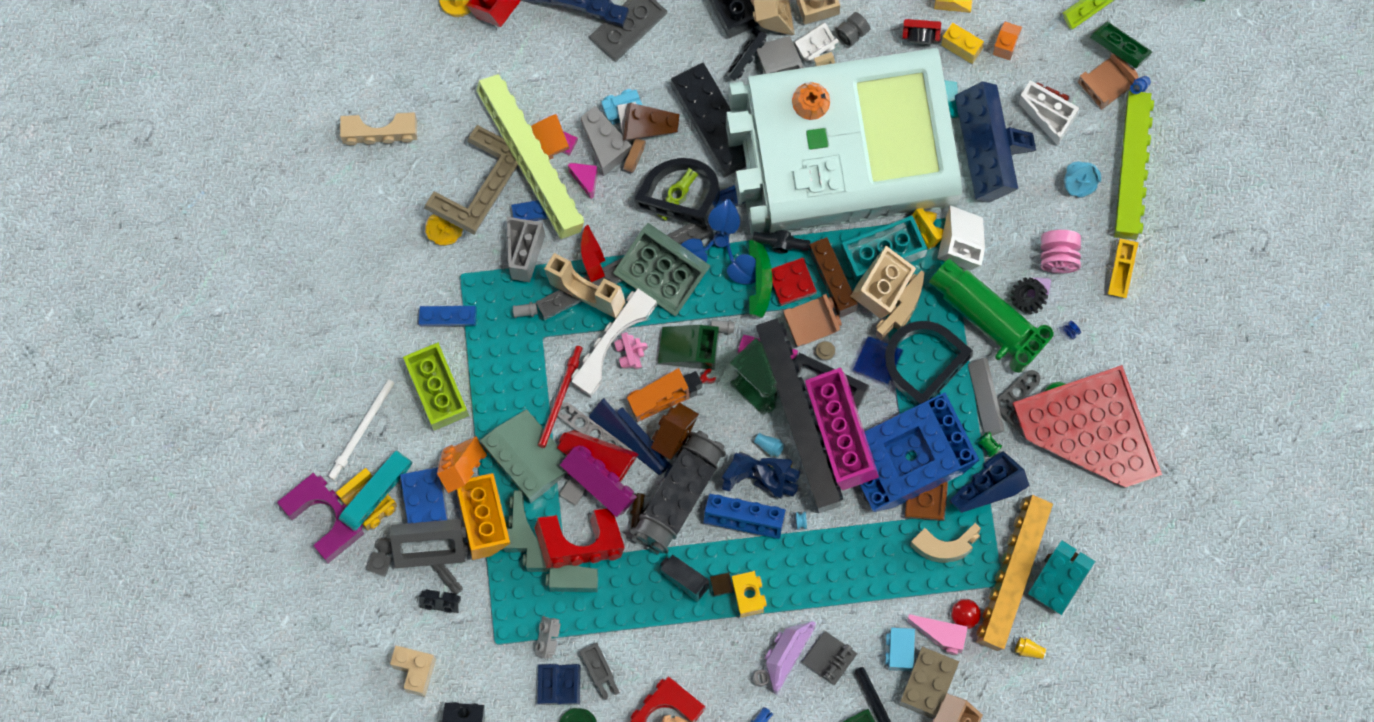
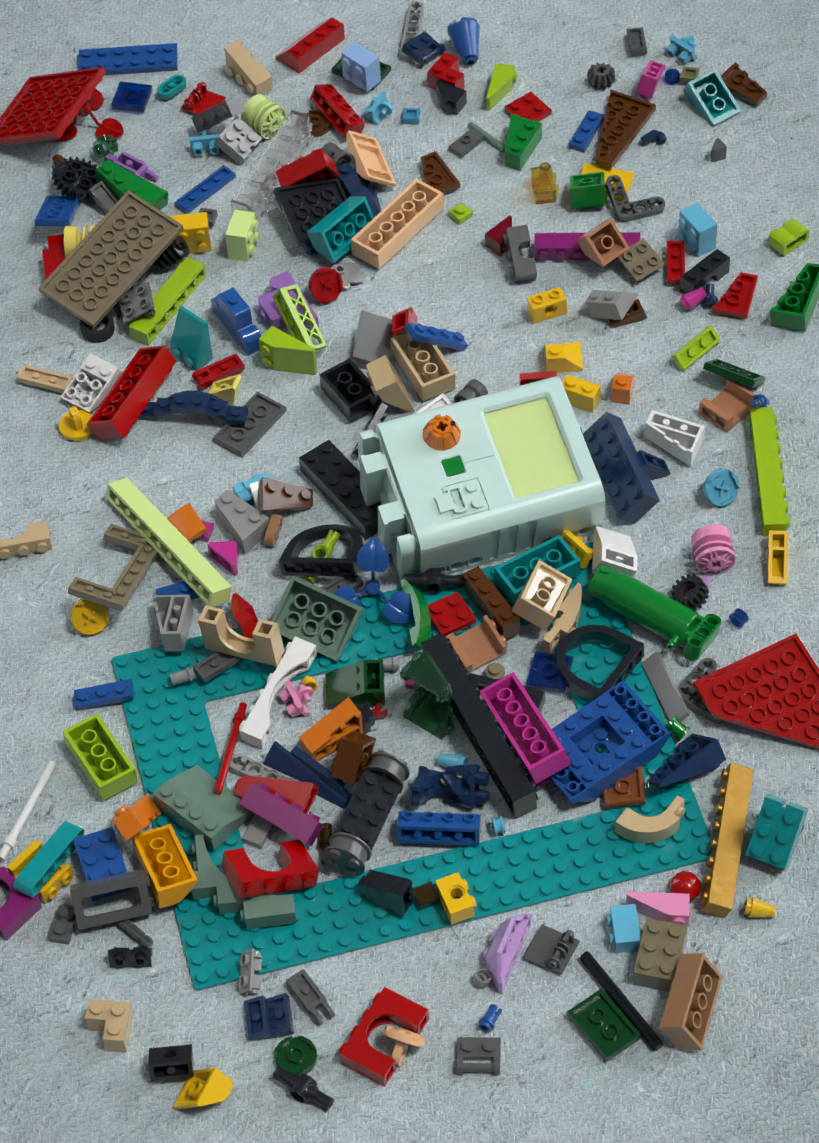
camera: 10 degrees left, 20 degrees down
(645, 335) = (310, 681): none -> yellow hinge

